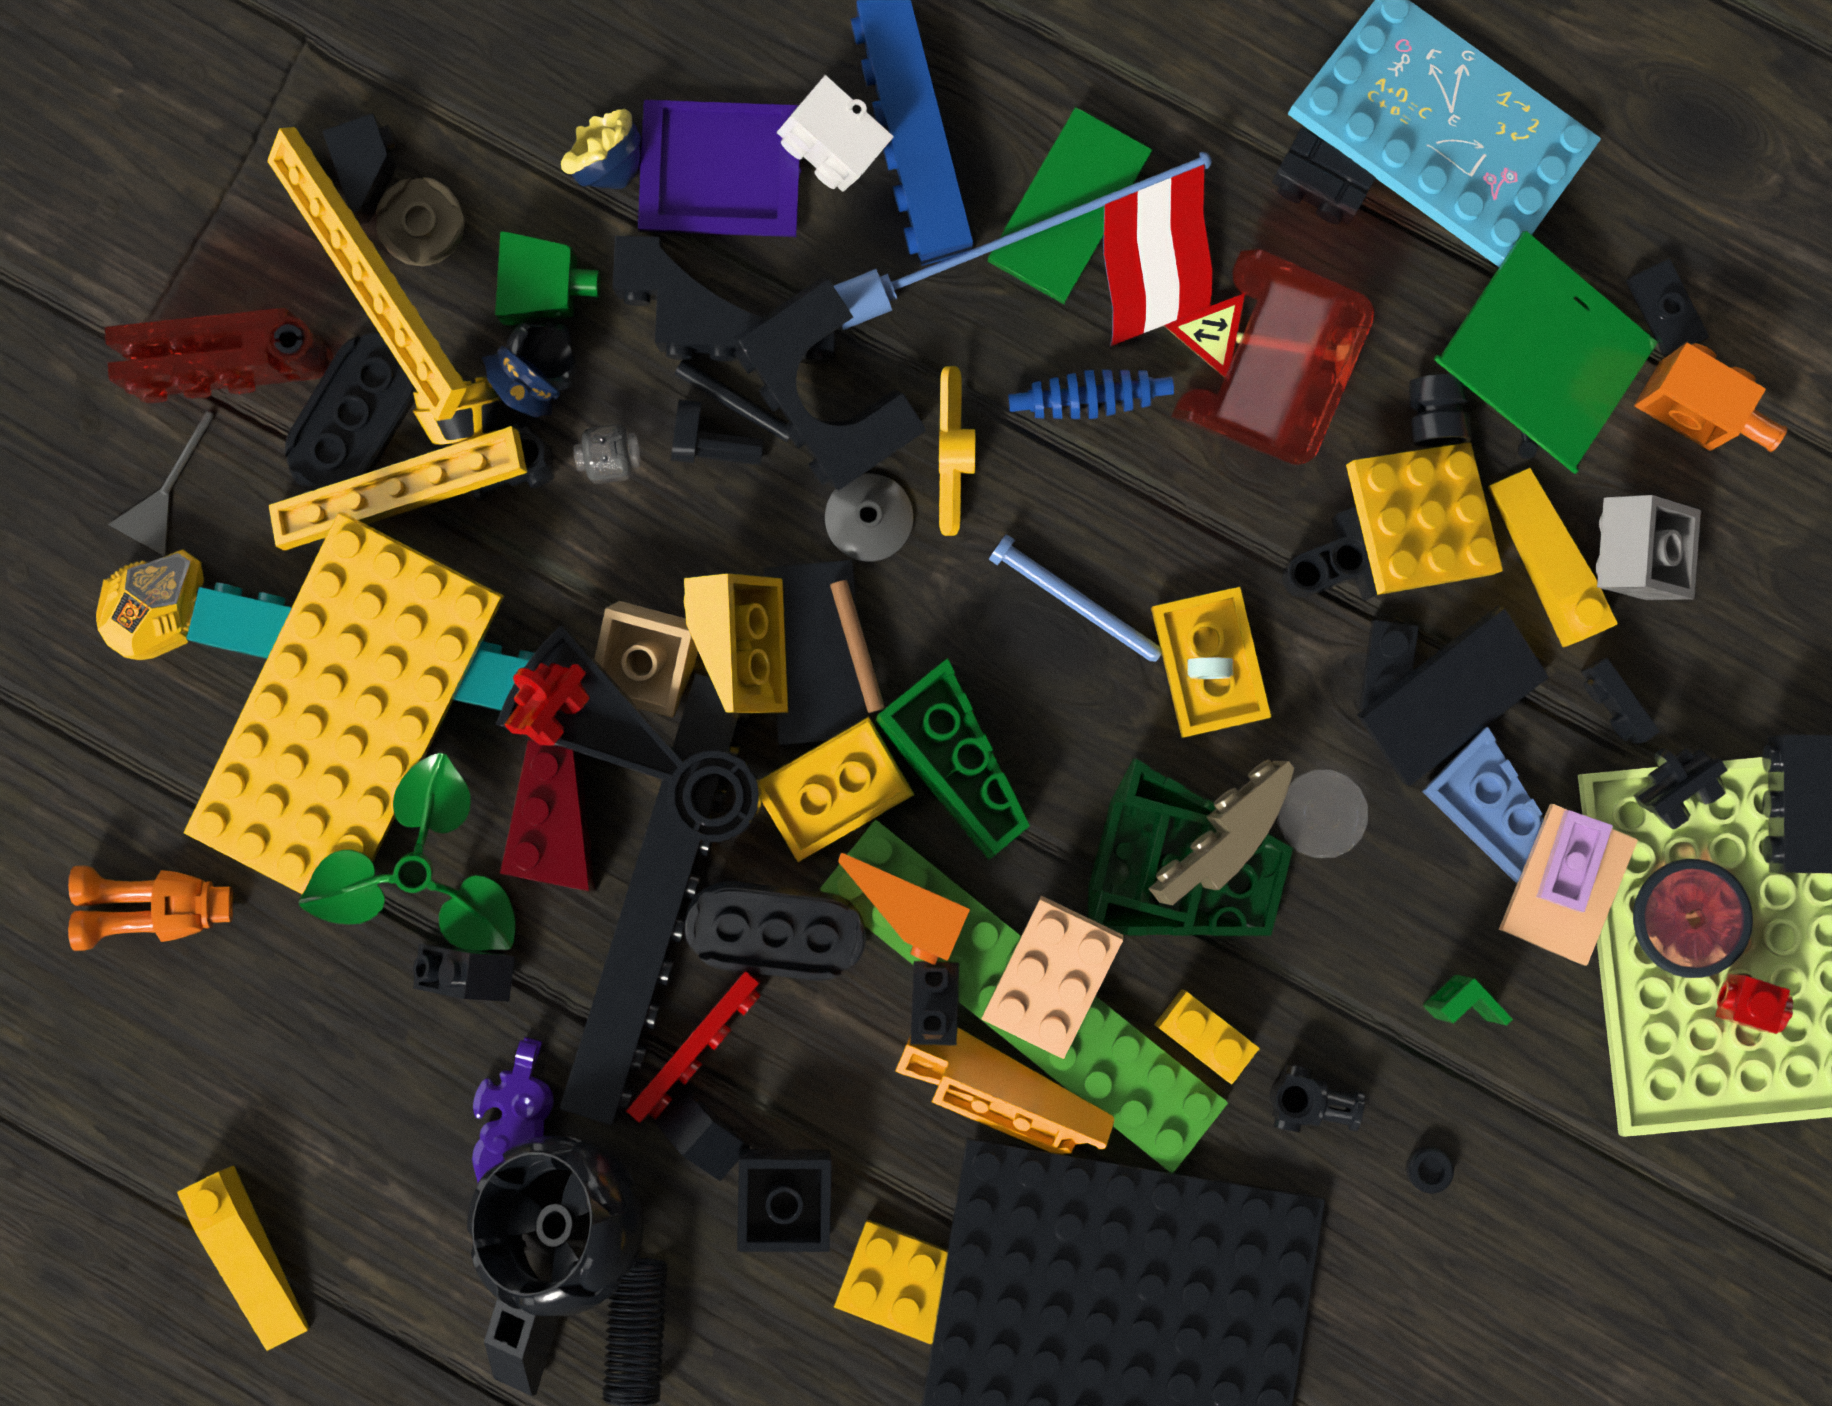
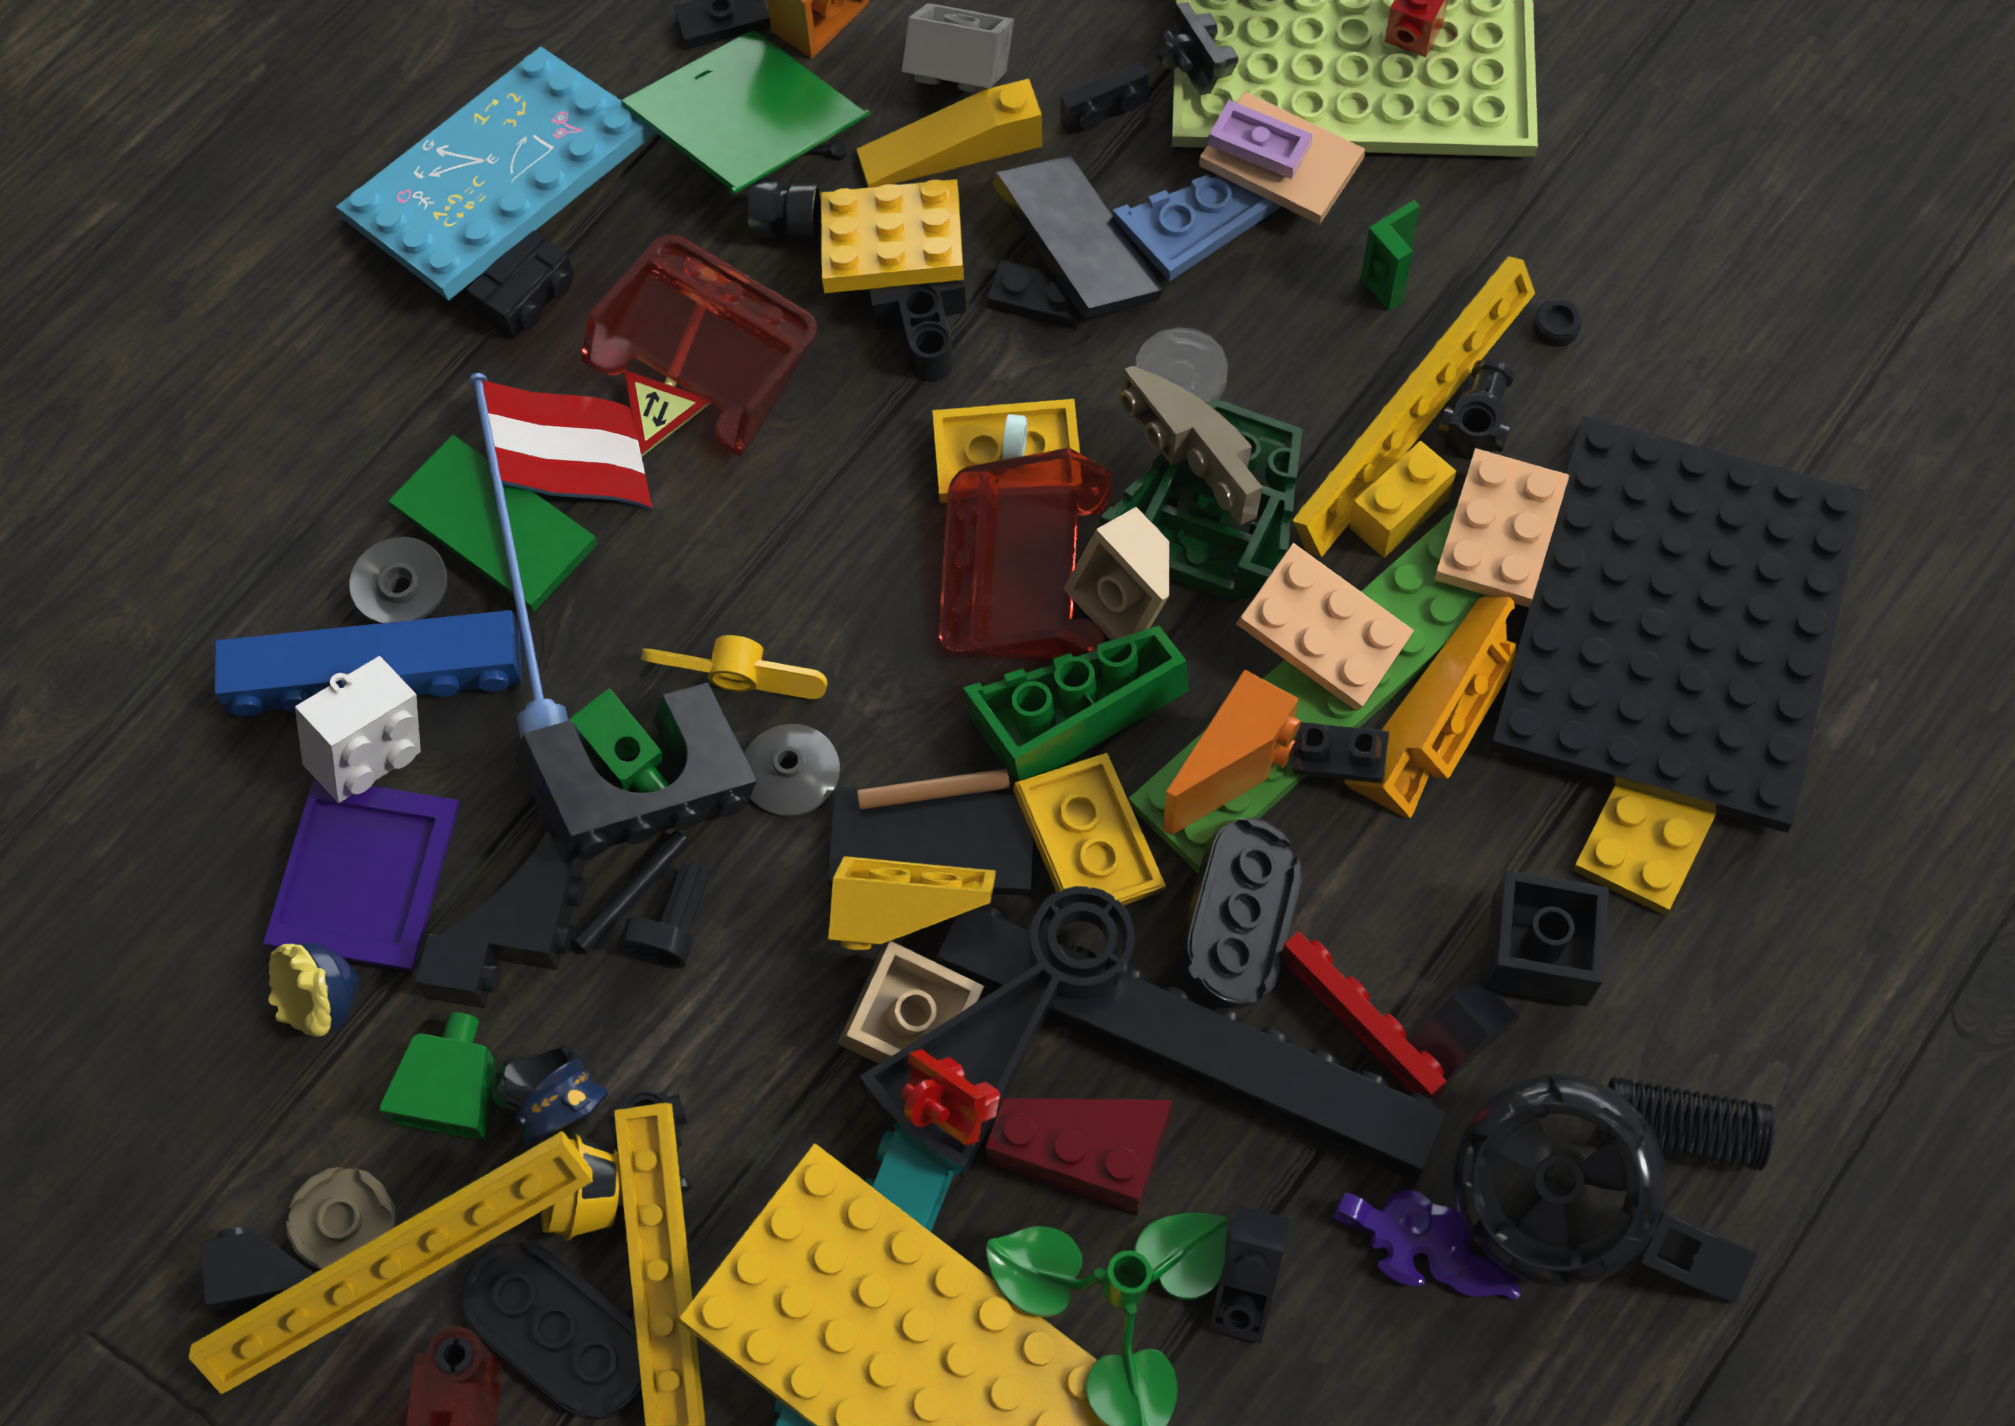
camera: 85 degrees left, 20 degrees down
(607, 453) = (664, 1032): head -> none
(867, 355) = (614, 735): none -> green torso
(1001, 114) = (391, 565): none -> dark grey dish
(1074, 599) = (854, 633): medium blue bar -> none
(1074, 790) = (1122, 575): none -> tan slope
(1088, 687) = (1013, 553): none -> clear red windscreen
(1091, 394) = (700, 527): blue piece -> none
(1185, 1132) = (1502, 527): none -> light nougat plate
(1313, 1041) = (1414, 404): none -> yellow plate
(1716, 899) = (1349, 75): clear pink wheel -> none

